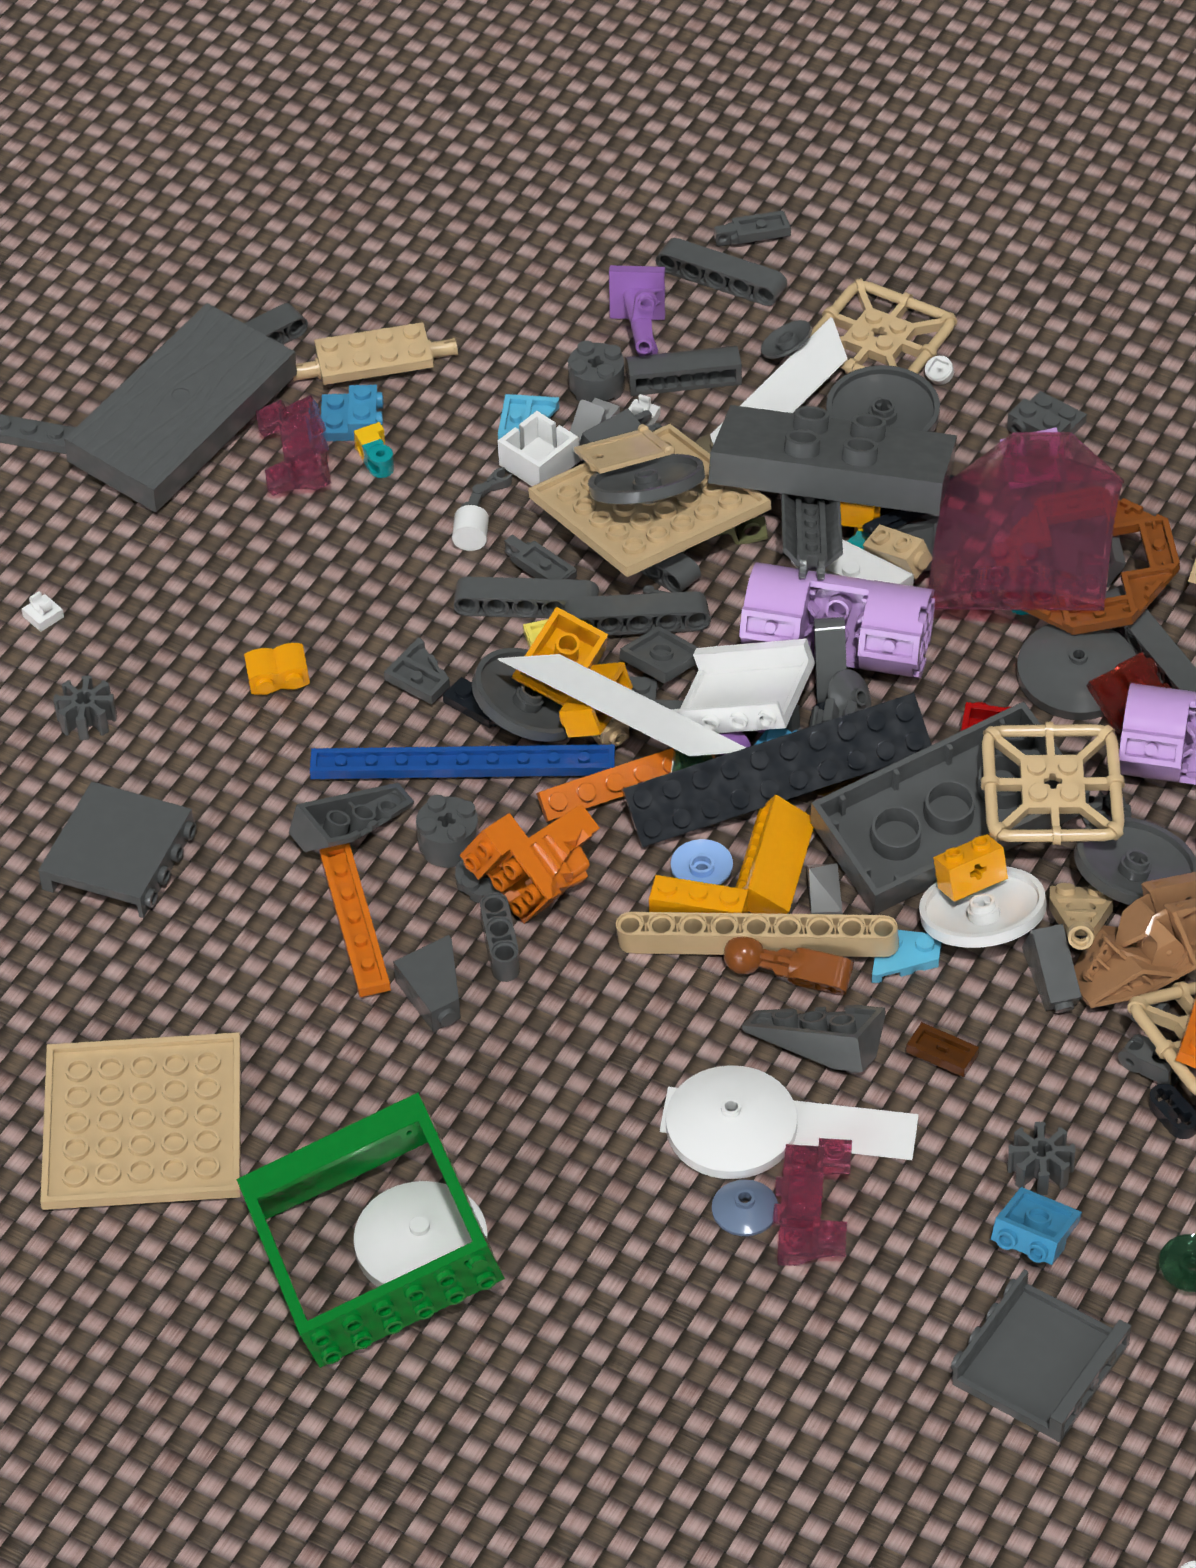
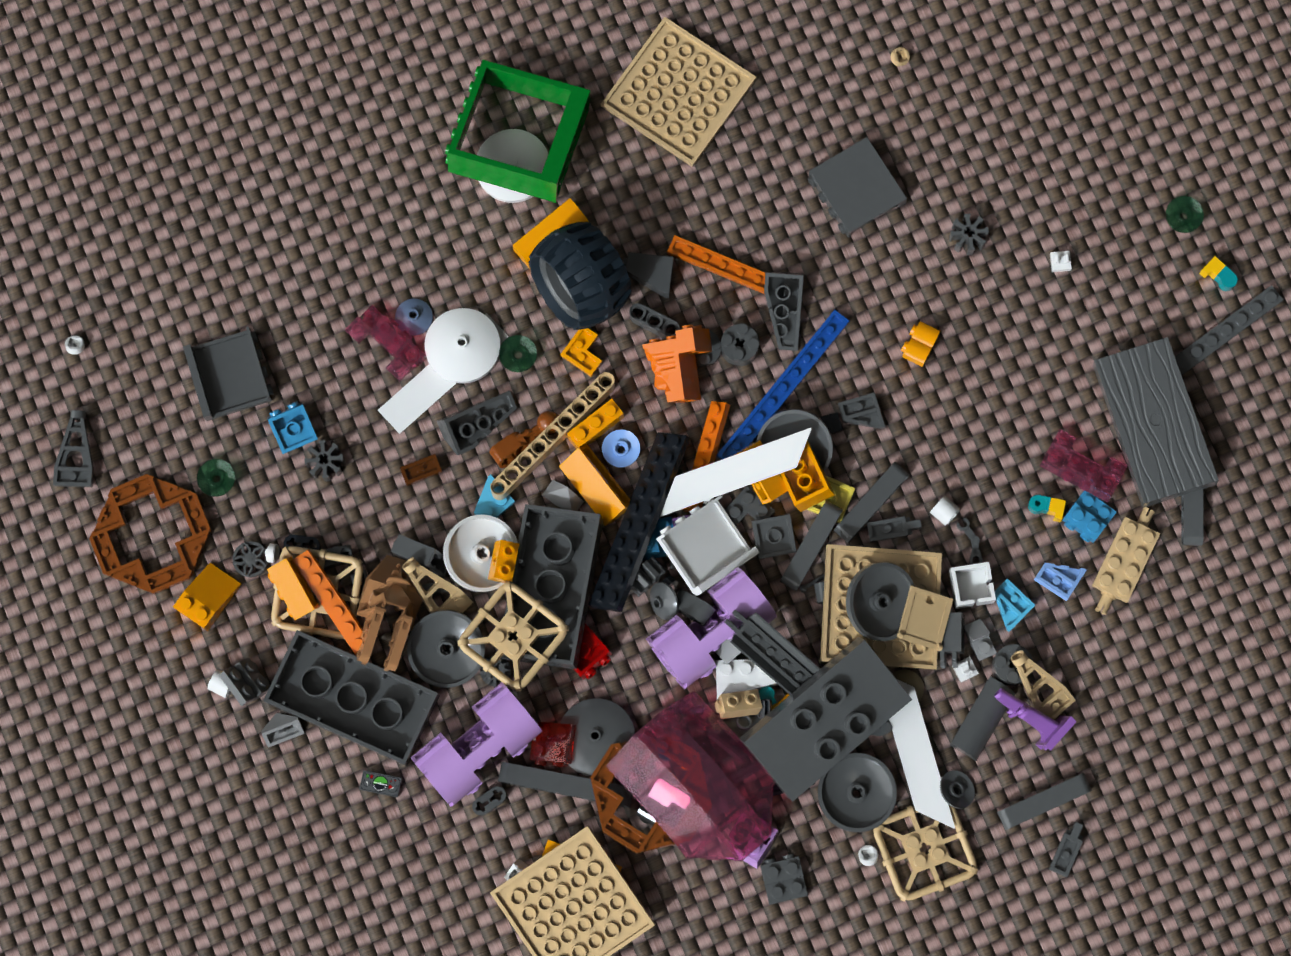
camera: 130 degrees right, 30 degrees up
(451, 395) = (1059, 579): none -> light blue wing
(490, 1128) = (564, 215): none -> light orange brick
(520, 1002) = (580, 275): none -> black wheel
(599, 329) = (1054, 703): none -> tan plate
(615, 993) = (577, 352): none -> light orange plate
(683, 1039) = (514, 345): none -> clear green dish

